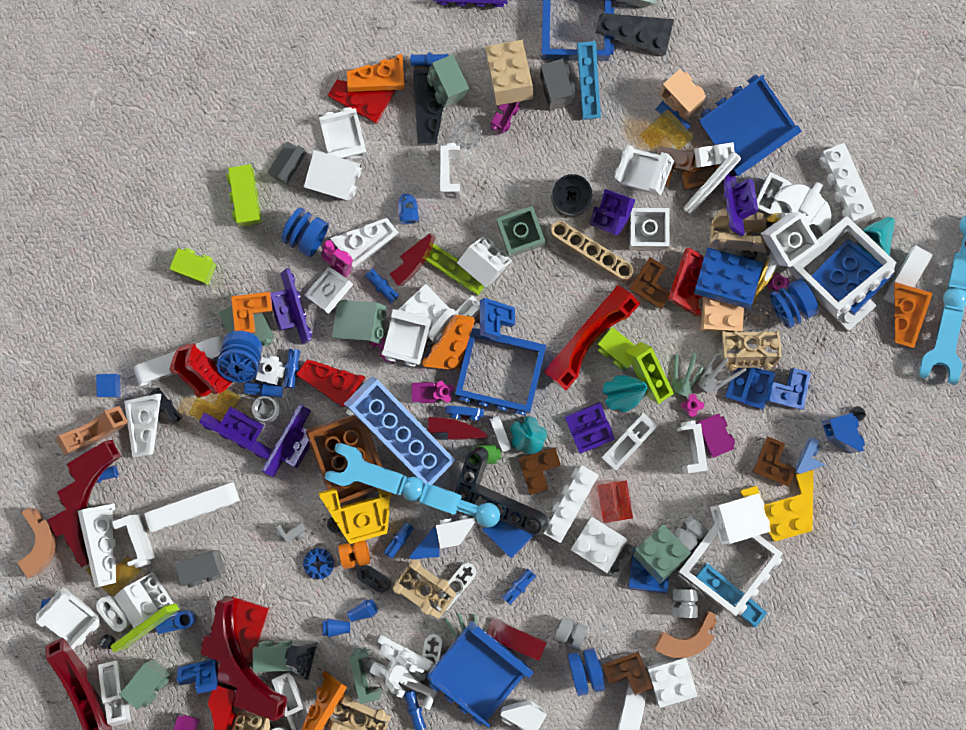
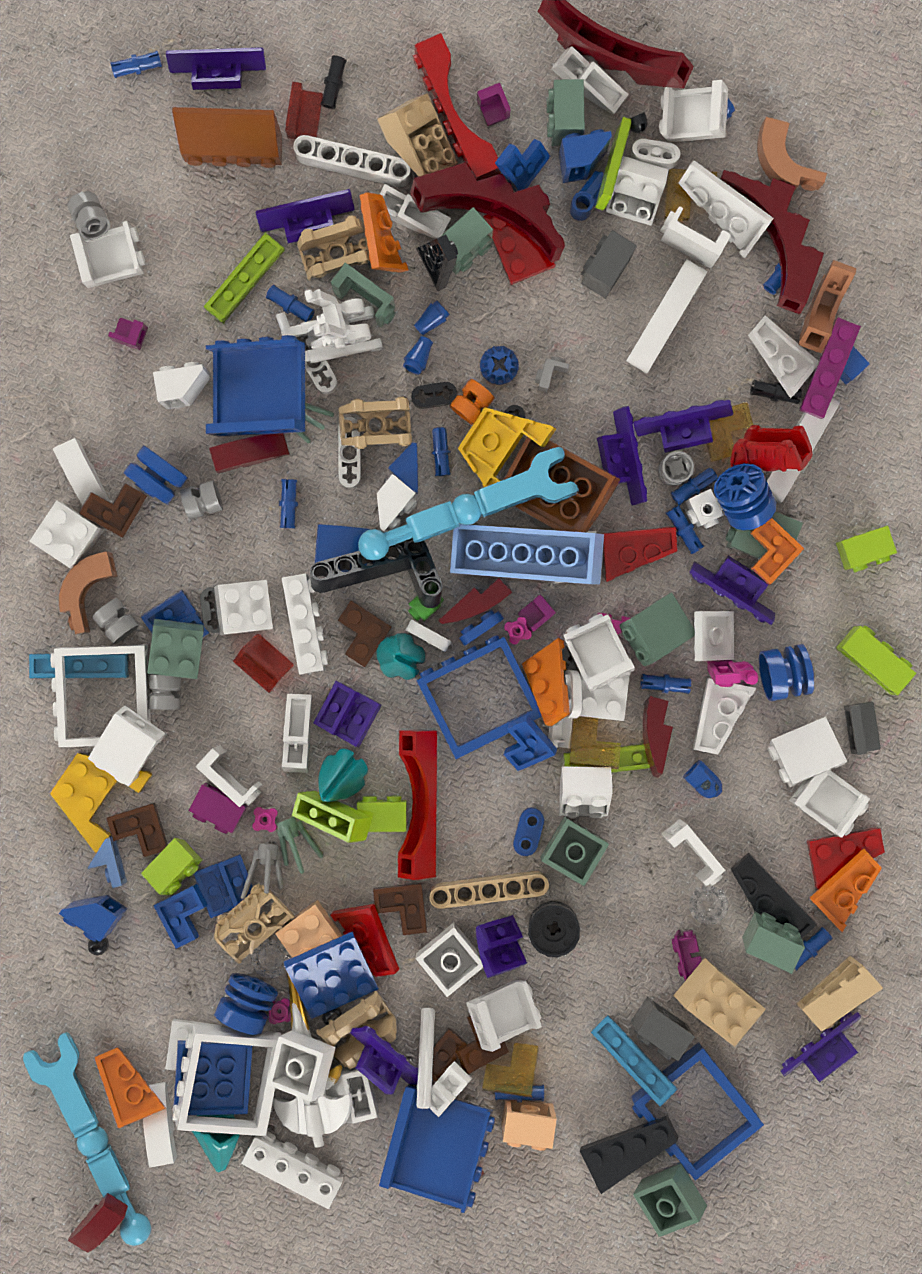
camera: 135 degrees right, 5 degrees up
(122, 391) = (830, 368): none -> magenta plate
(159, 650) = (582, 154): none -> blue slope
(434, 19) = (839, 993): none -> tan wedge
(462, 285) = (588, 751): none -> clear yellow plate
(539, 266) = (528, 832): none -> blue plate
(772, 422) = (172, 867): none -> lime brick

